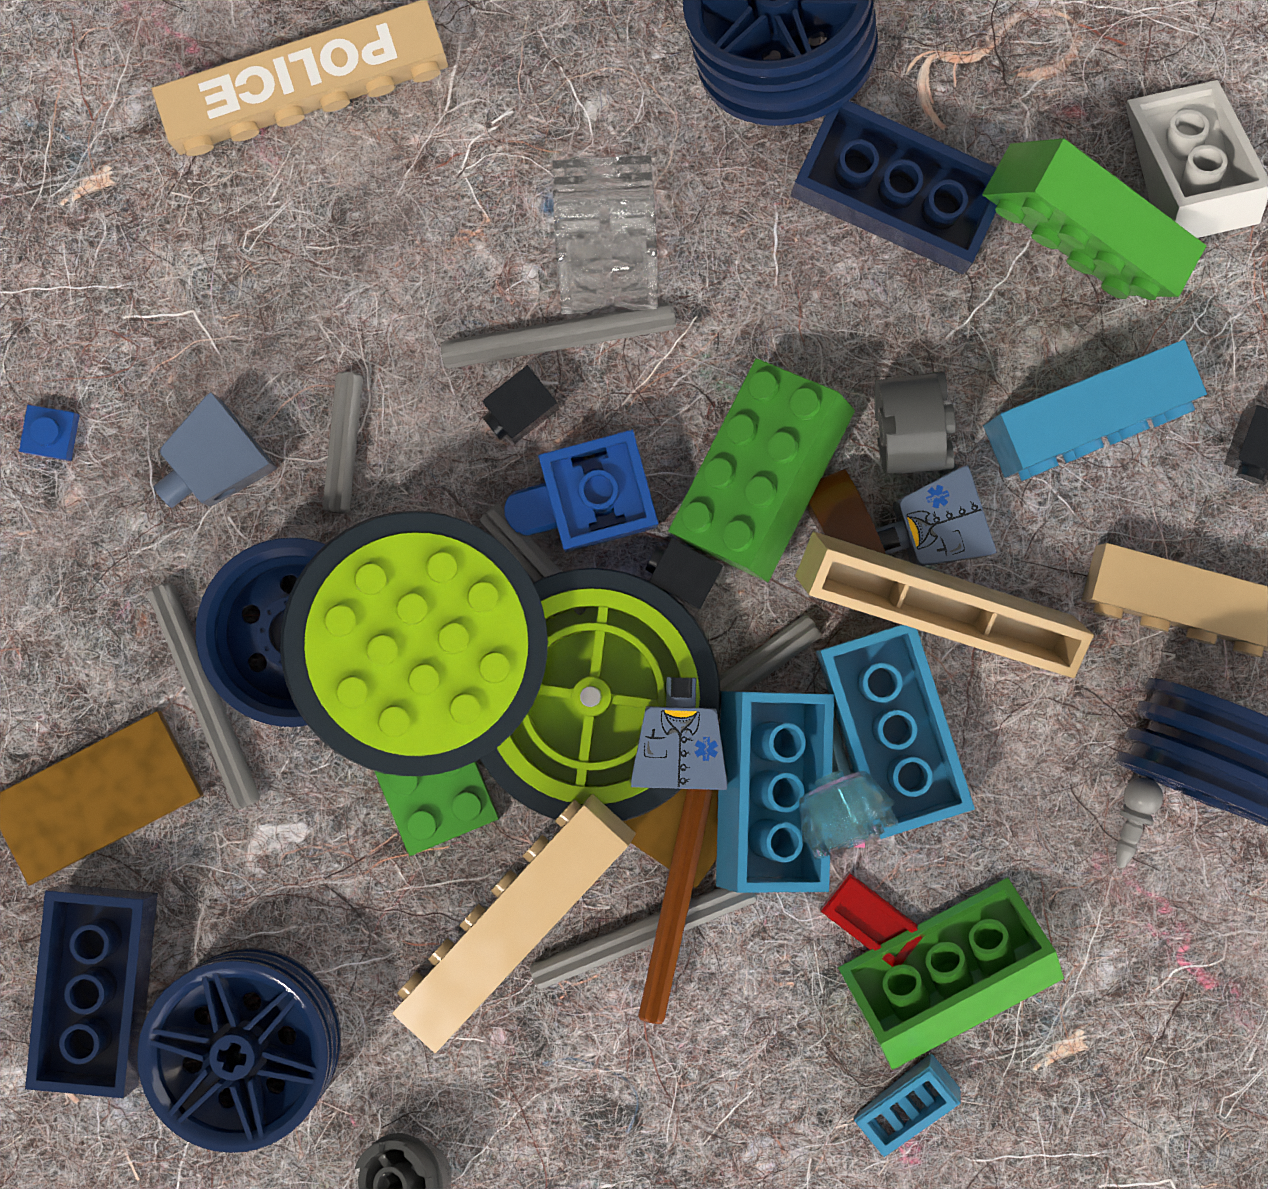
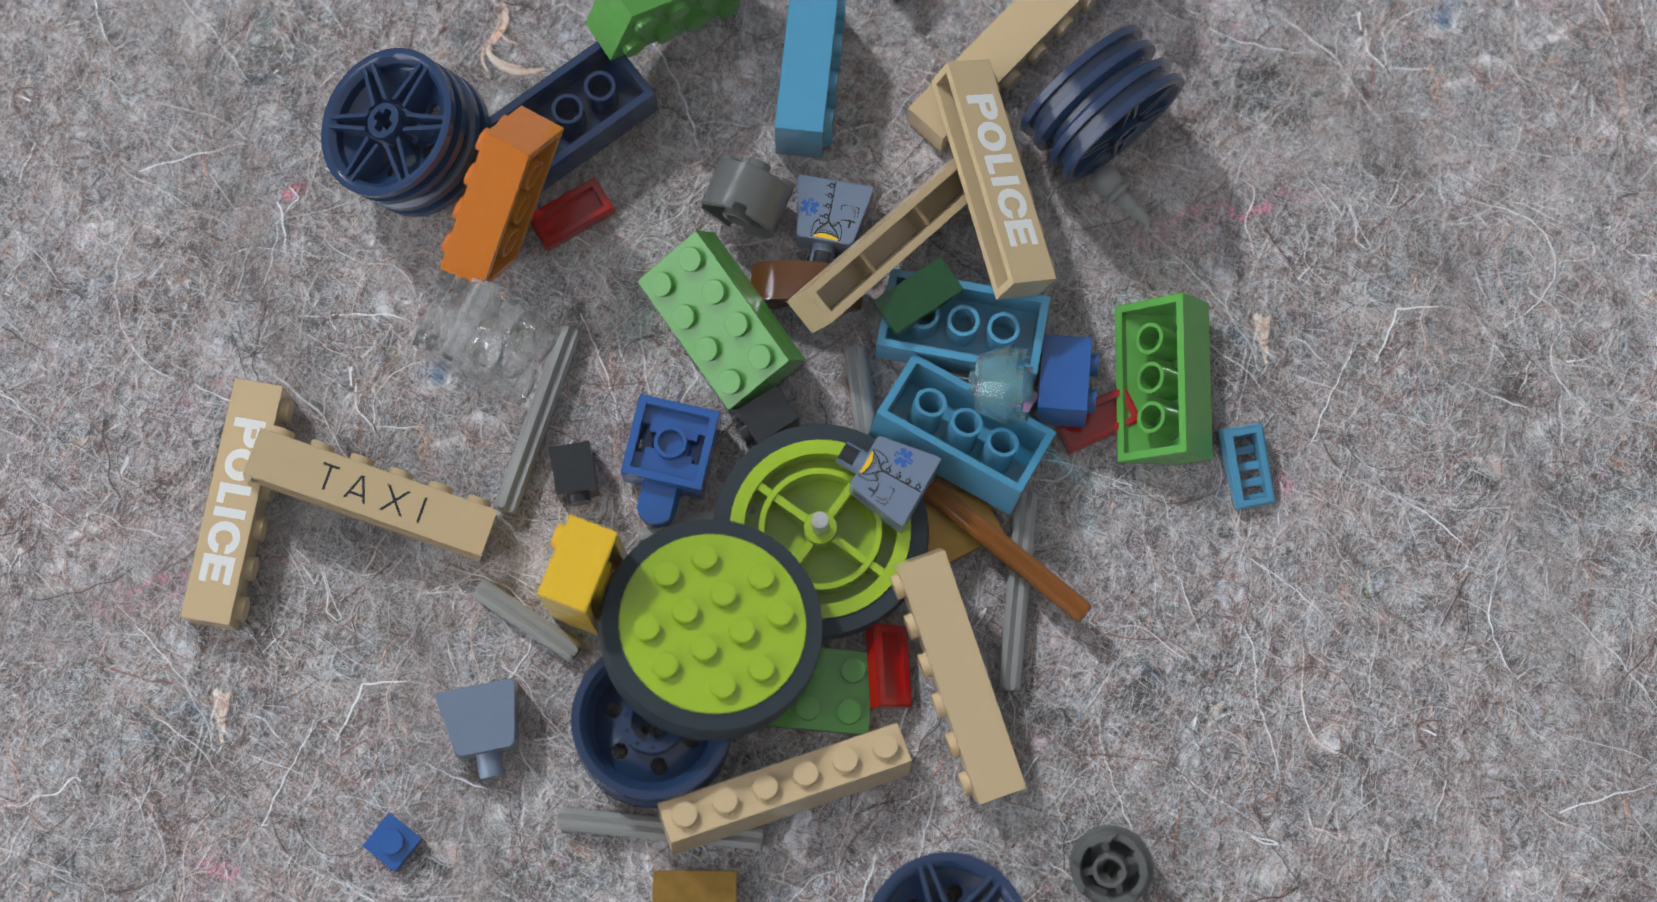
camera: 65 degrees left, 10 degrees down
(303, 803) = (784, 789): none -> tan brick
(378, 205) = (370, 494): none -> tan brick
(398, 476) = (580, 572): none -> yellow brick
(490, 841) = (888, 667): none -> red tile
(763, 161) = (500, 195): none -> orange brick
(797, 246) = (571, 214): none -> red tile
(894, 870) = (1065, 381): none -> blue brick
(896, 668) = (918, 296): none -> dark green tile
(1072, 681) = (993, 179): none -> tan brick

